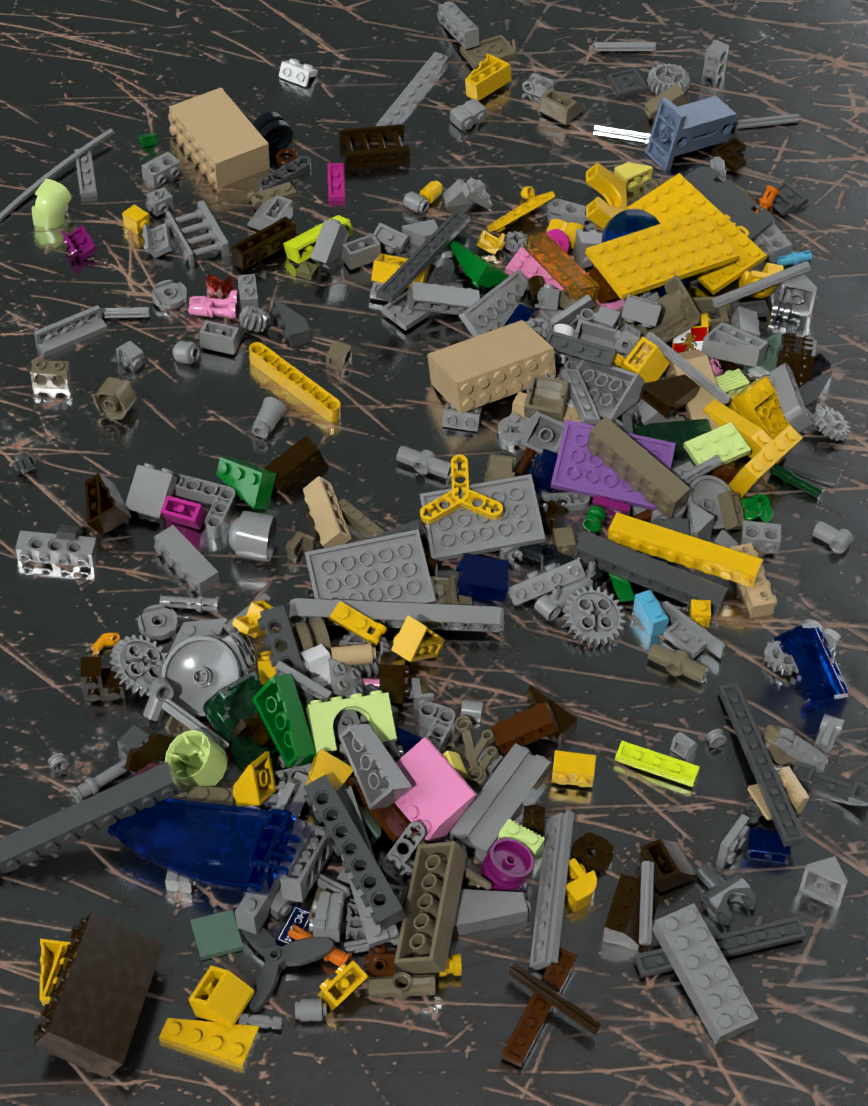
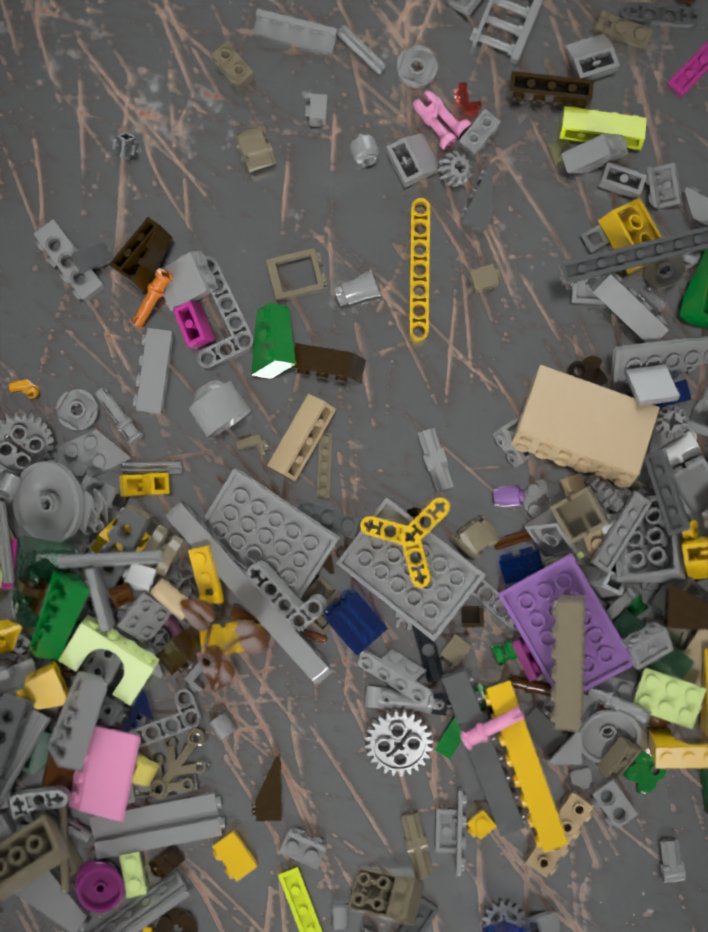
camera: 50 degrees right, 35 degrees up
(137, 509) = (155, 291): none -> orange pin
(210, 454) = (283, 296): none -> dark tan window
(294, 640) = (107, 559): none -> light grey axle
(316, 673) = (121, 595): none -> reddish brown tile
(419, 592) = (282, 592): none -> light grey beam
(431, 659) = (217, 671): none -> reddish brown plant
(492, 441) = (509, 495): none -> medium lavender brick
(504, 316) = (652, 385): none -> light grey tile
(525, 727) = (234, 788): reddish brown brick -> none
(610, 729) = (303, 848): none -> light grey bracket
(636, 548) = (482, 732): none -> bright pink pin
(650, 613) = (445, 783): medium azure brick -> none
(670, 423) = (648, 644): none -> light grey bracket
(697, 702) = (386, 896): none -> dark tan slope

